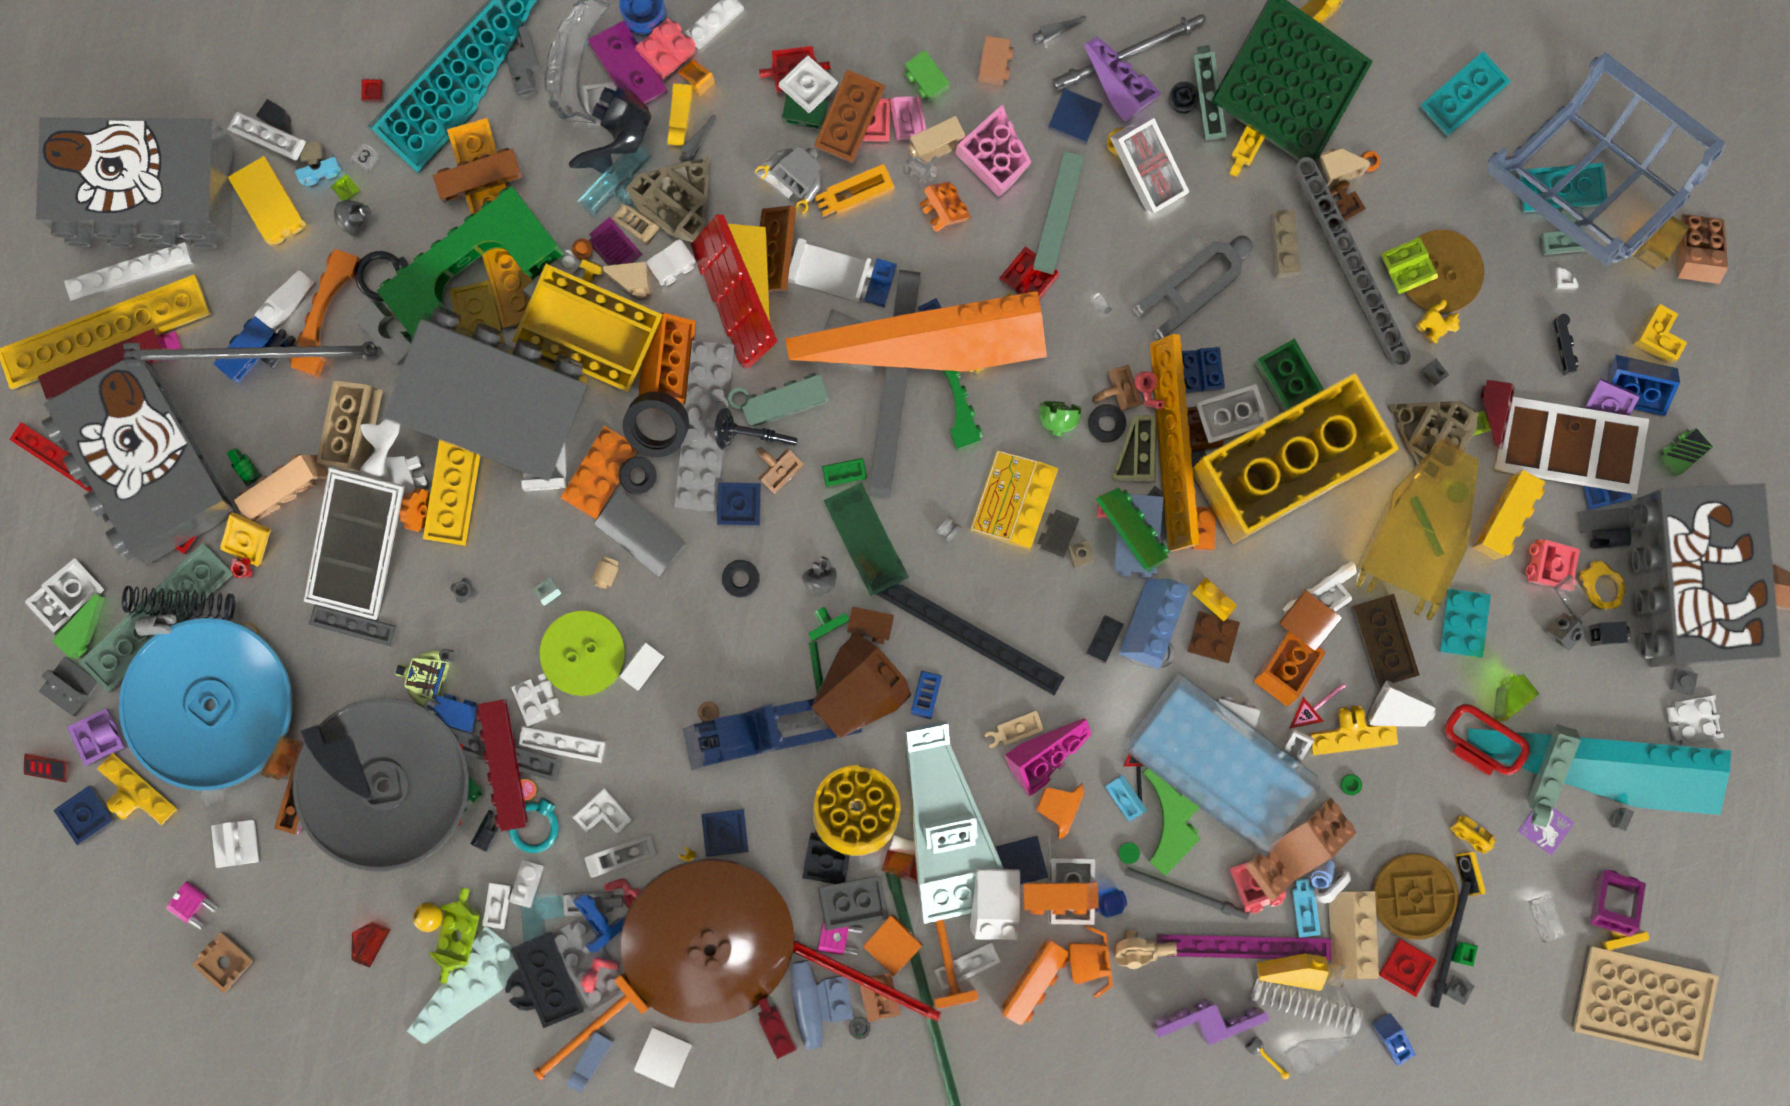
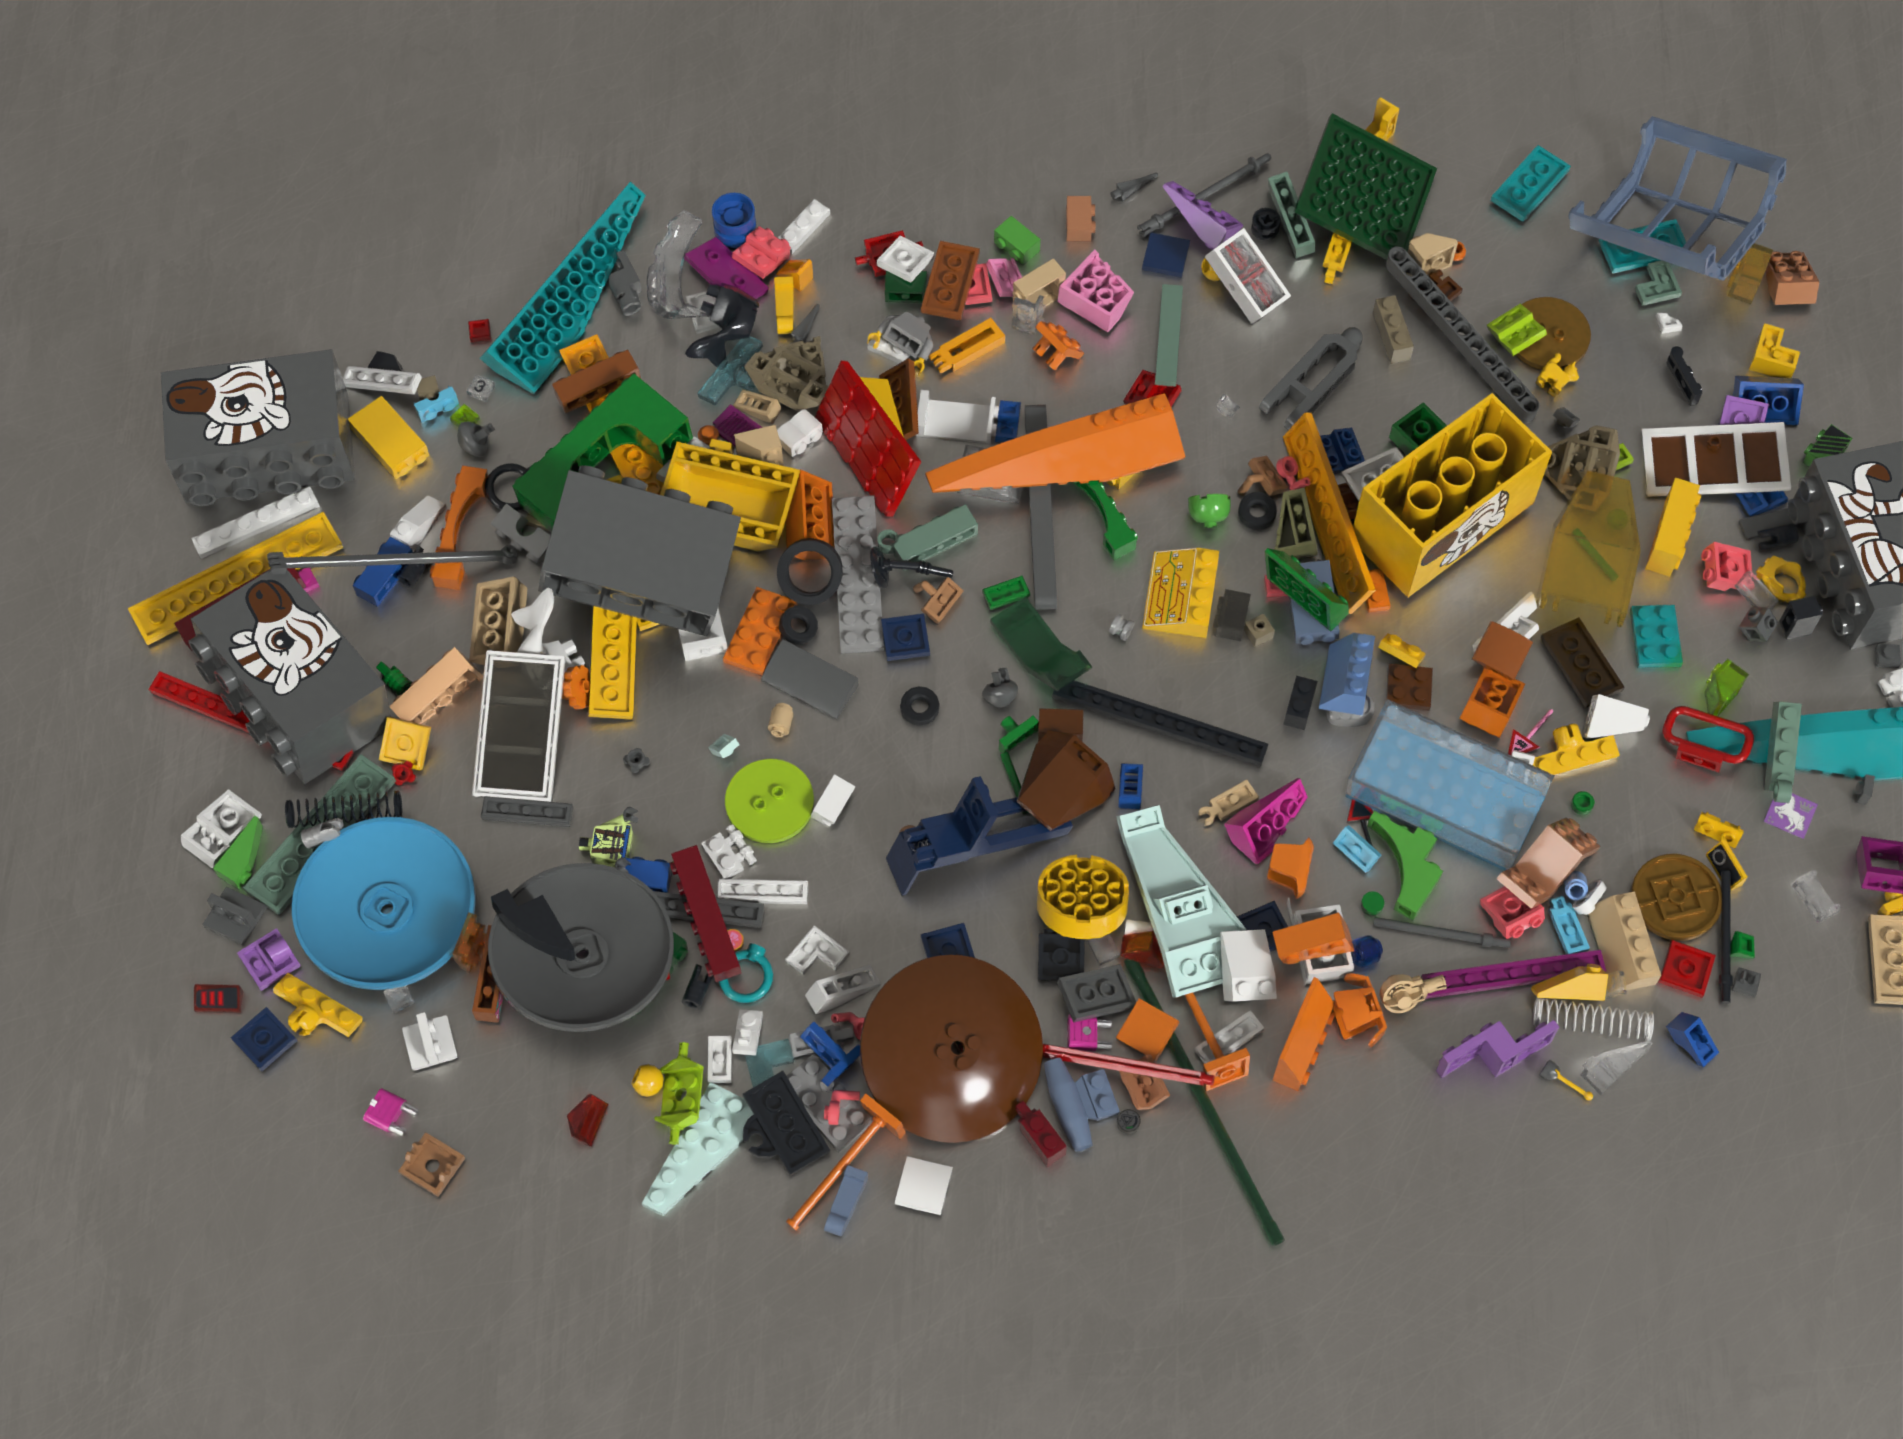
camera: 10 degrees left, 20 degrees down
(1498, 401) = (1634, 435): dark red slope -> none

